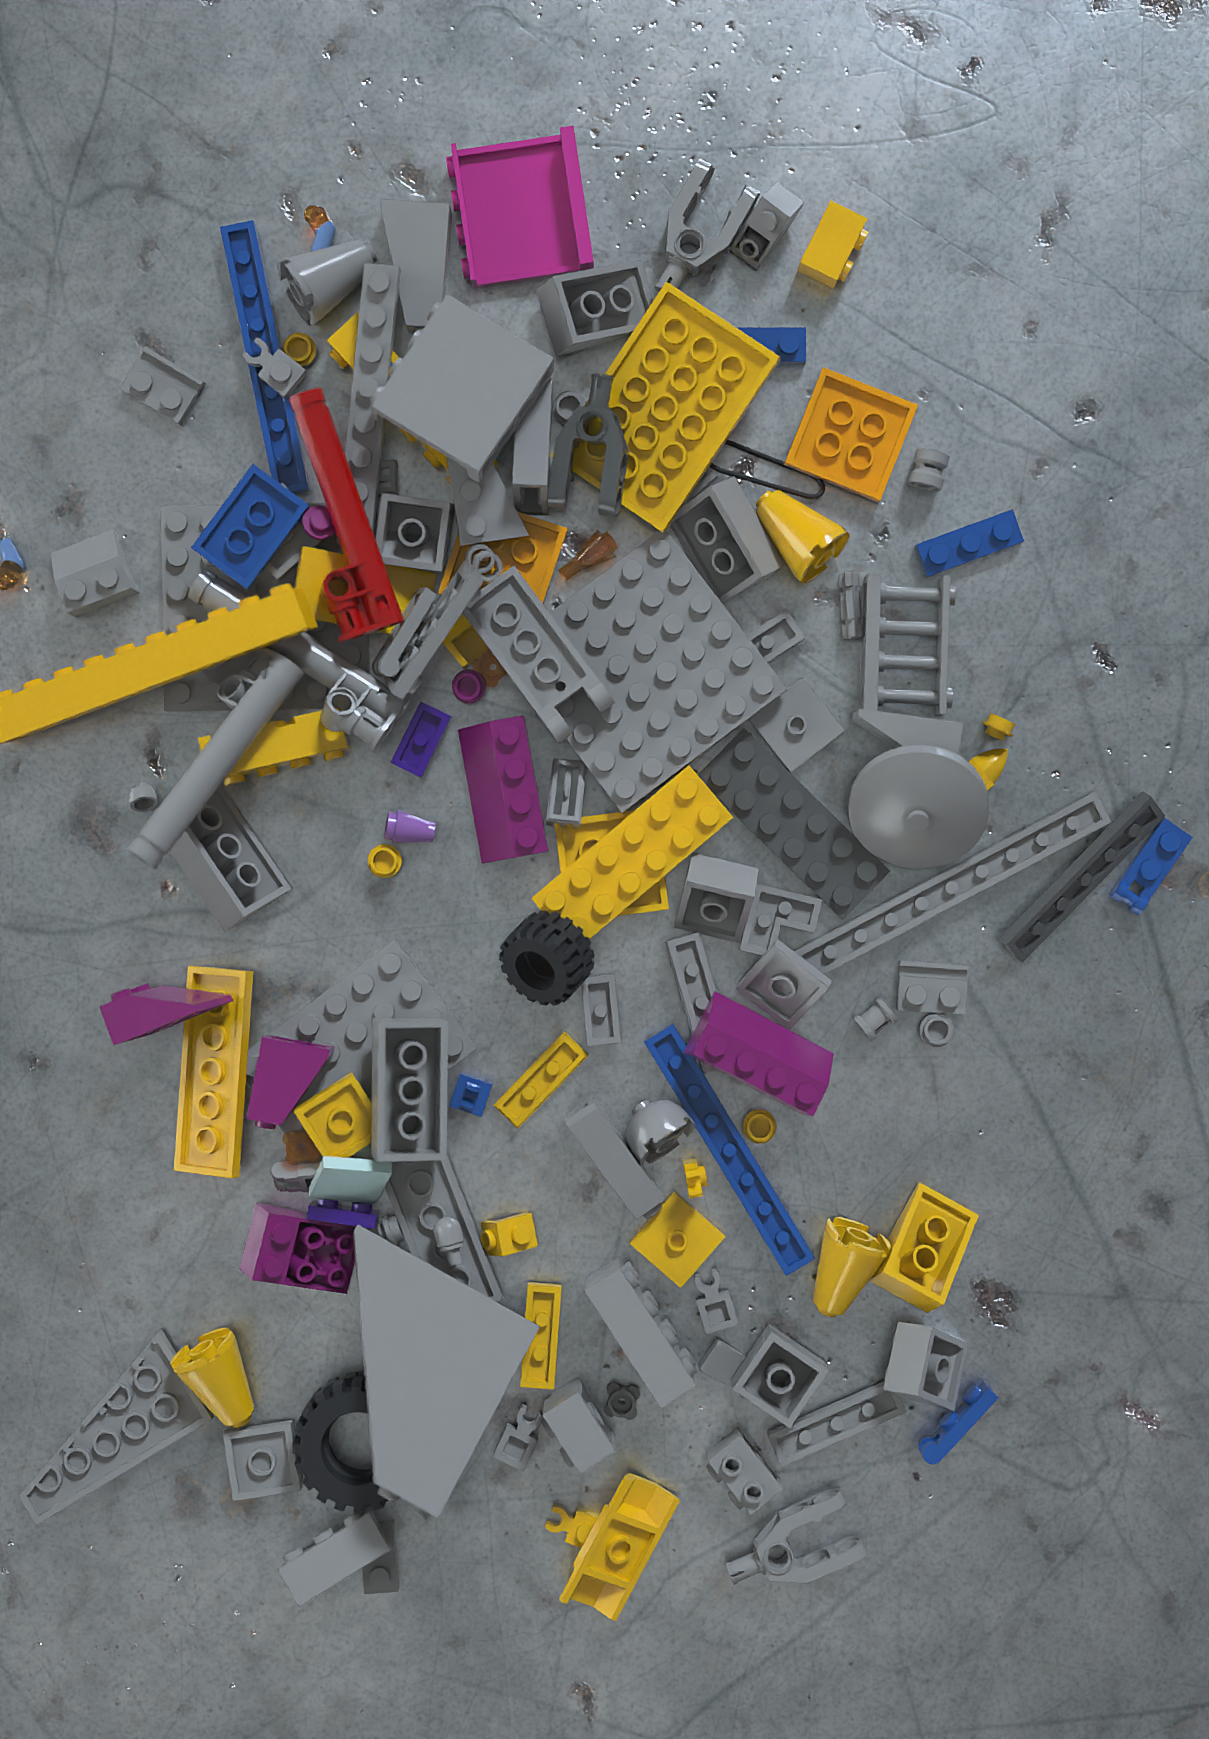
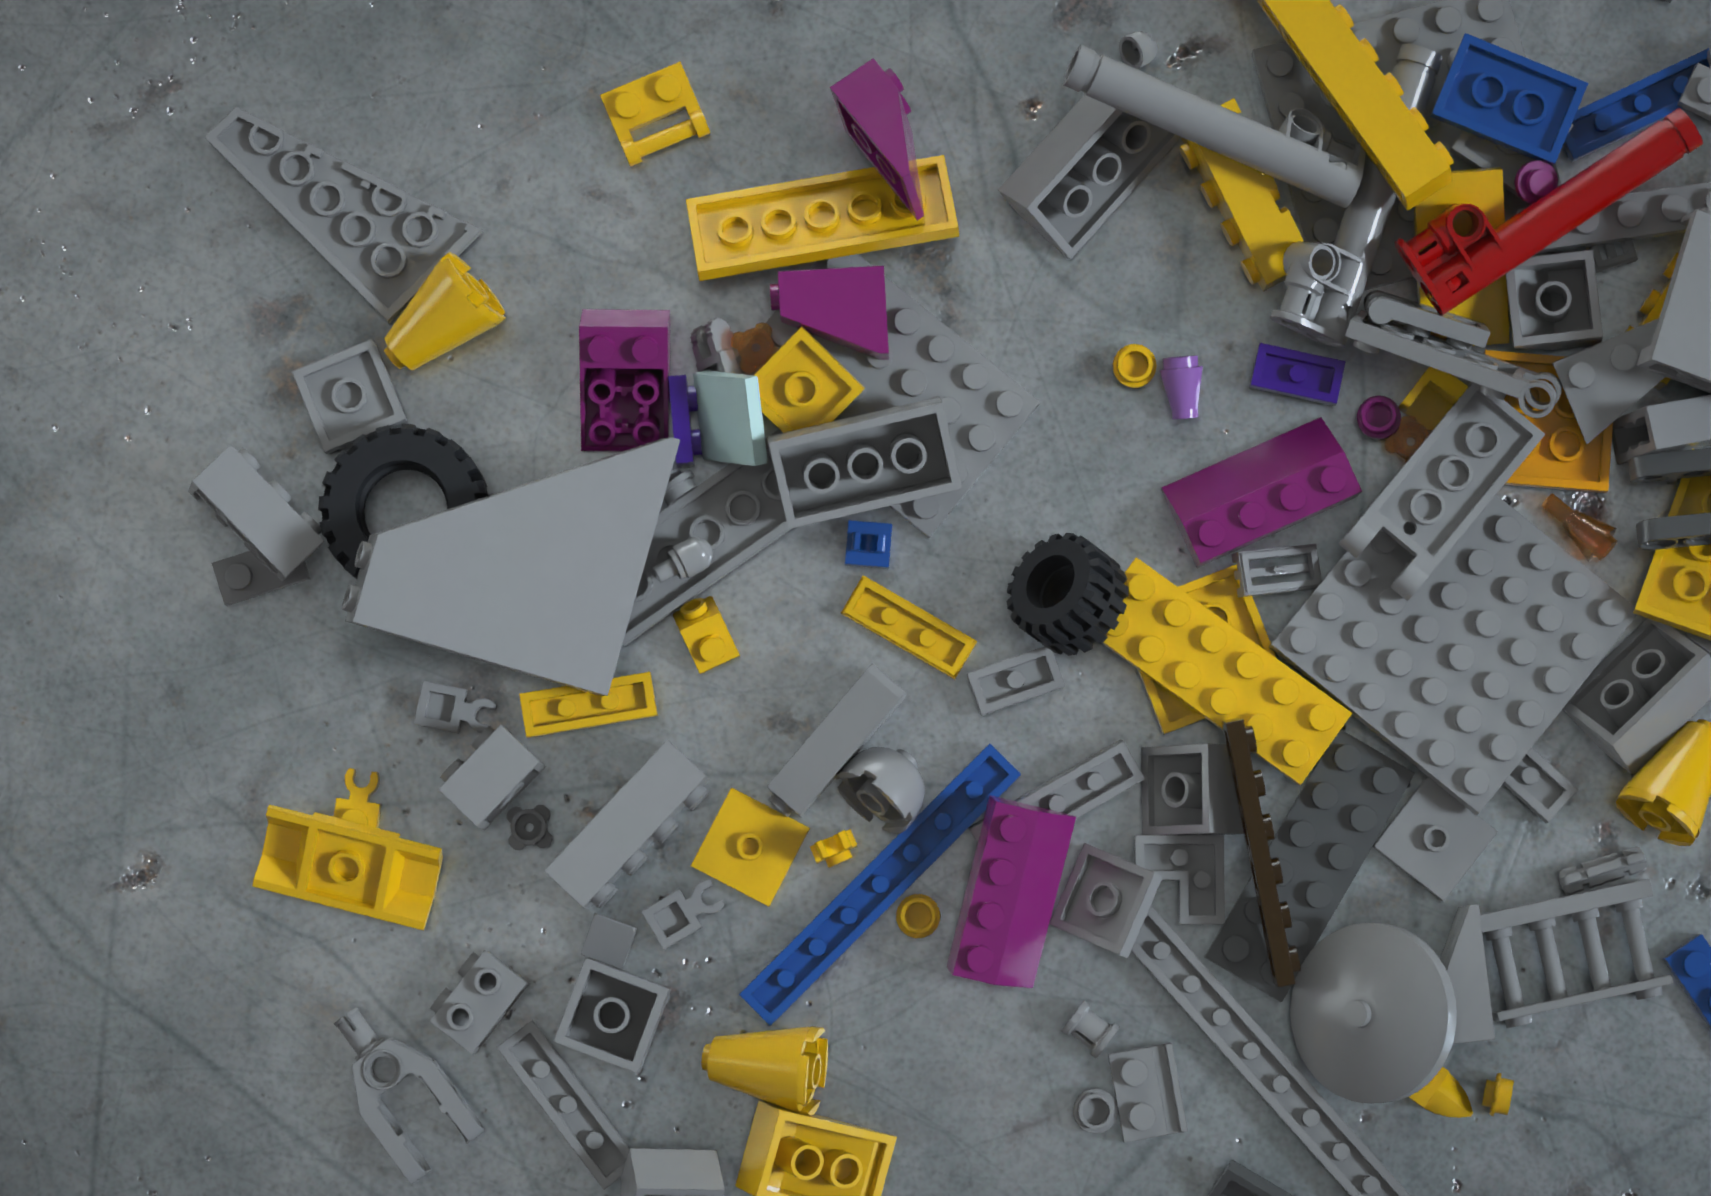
camera: 75 degrees right, 5 degrees down
(92, 1180) = (649, 101): none -> yellow plate
(762, 860) = (1265, 870): none -> dark brown plate

